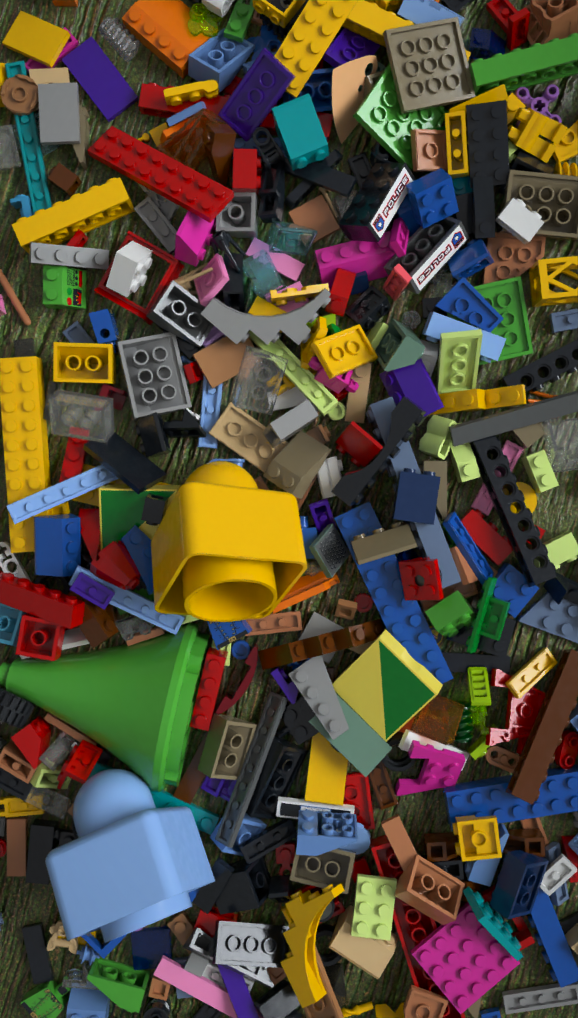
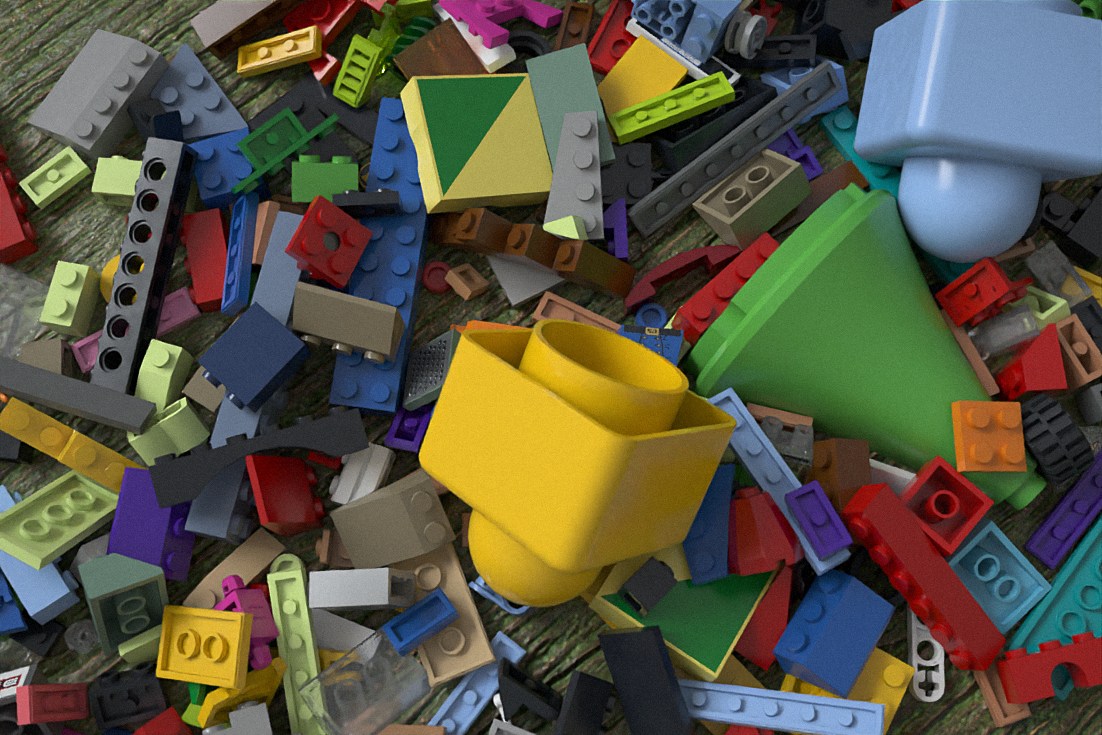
camera: 150 degrees left, 15 degrees down
(35, 685) = (988, 437): none -> orange plate
(253, 427) = (420, 622): none -> blue tile
(285, 839) = (745, 34): none -> light grey wheel
(299, 771) = (671, 107): none -> lime plate
(306, 666) = (568, 226): none -> yellowish green slope
(423, 609) = (375, 204): none -> black plate

